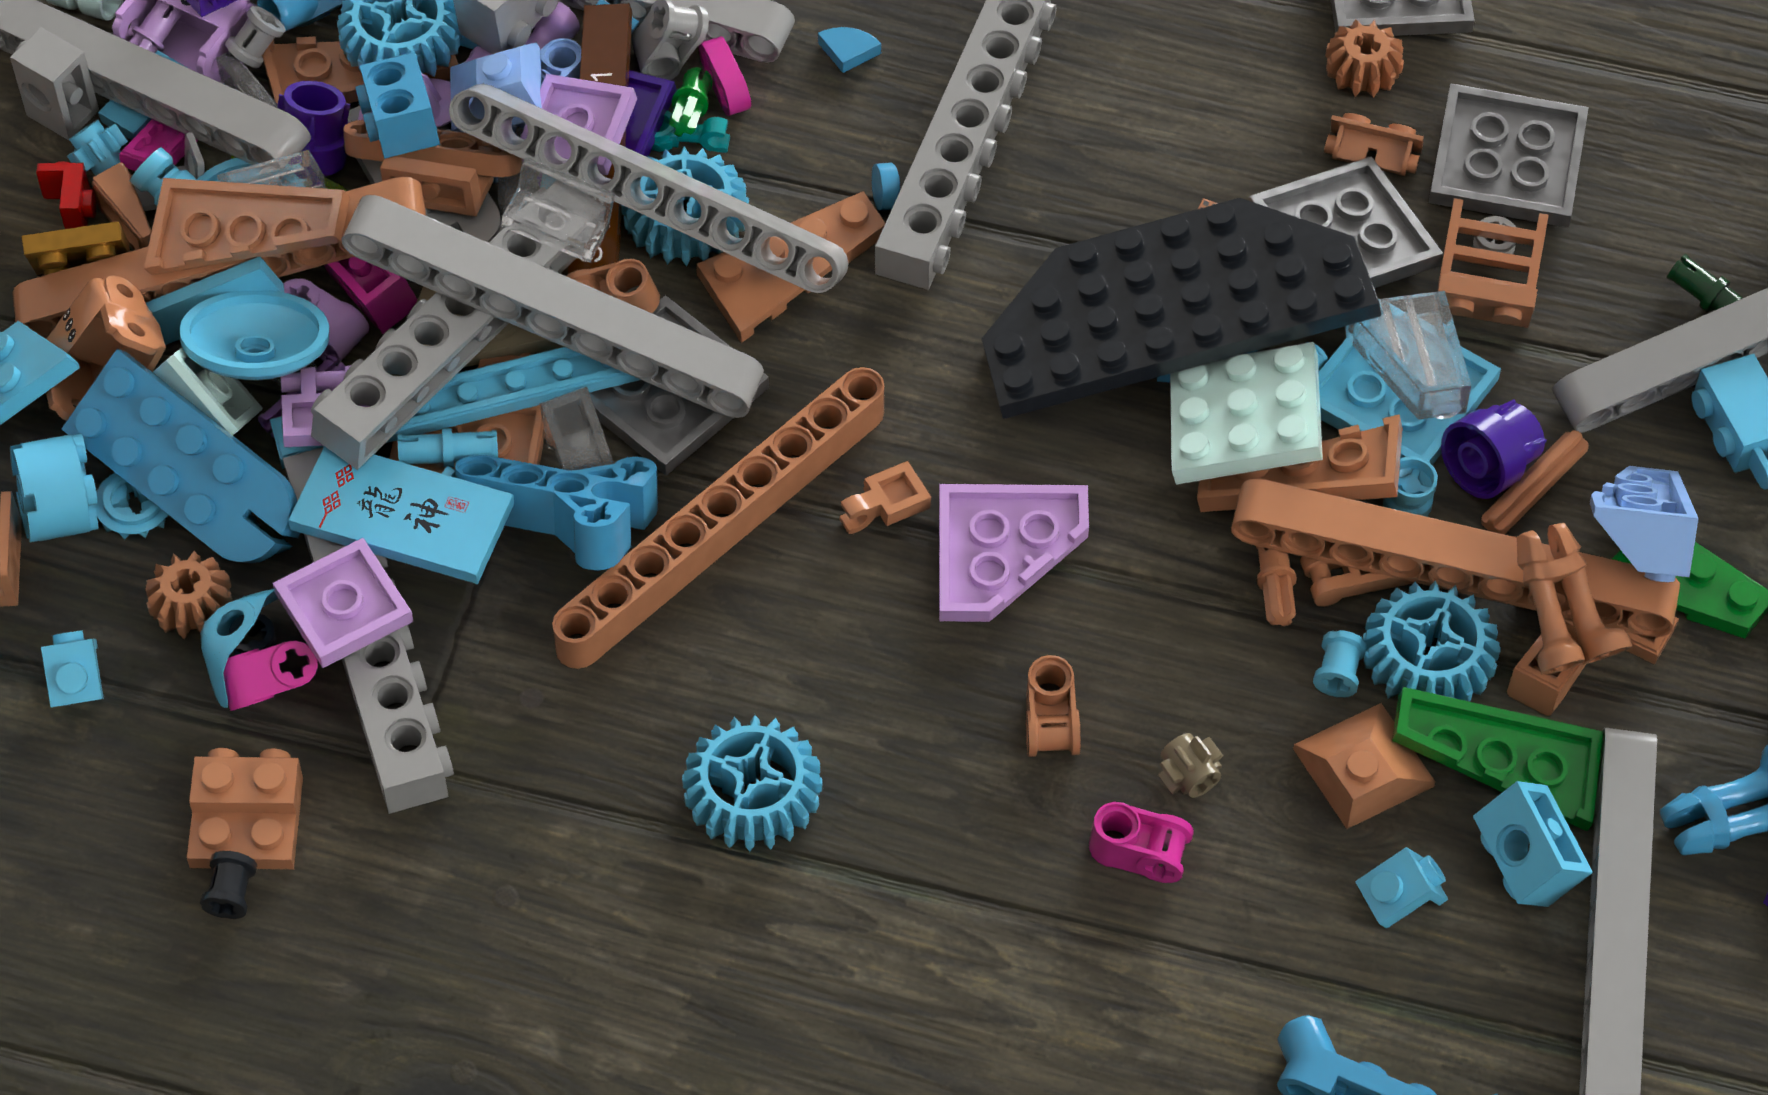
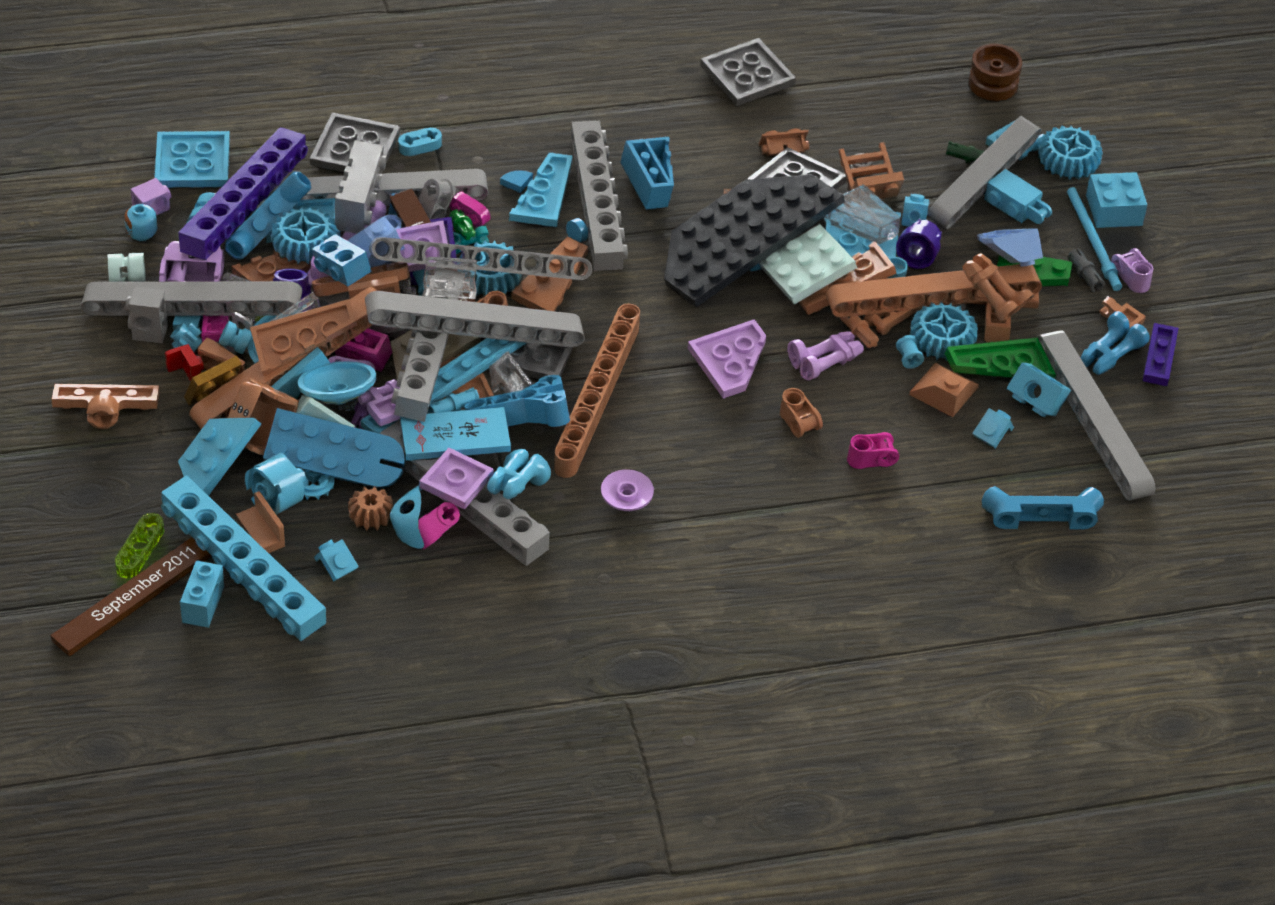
camera: 30 degrees left, 10 degrees down
(228, 884) = (476, 618): black bush -> none
(245, 807) = (460, 586): nougat plate -> none
(255, 36) = (237, 270): light grey bush -> none
(429, 650) = (518, 472): none -> medium azure piece
(640, 722) = (627, 490): none -> lavender dish
(767, 806) = (687, 489): medium azure gear -> none
(879, 90) = (545, 193): none -> medium azure wing
(888, 494) = (667, 354): nougat plate -> none
(1085, 111) = (649, 170): none -> dark azure wedge
(1190, 765) = (874, 412): dark tan gear -> none
(1219, 600) = (841, 346): none -> lavender piece
(1364, 58) = (757, 108): nougat gear -> none
(1509, 154) = (845, 125): flat silver plate -> none
(1534, 373) = (914, 209): none -> medium azure bracket
(1535, 483) = (946, 244): nougat axle -> none

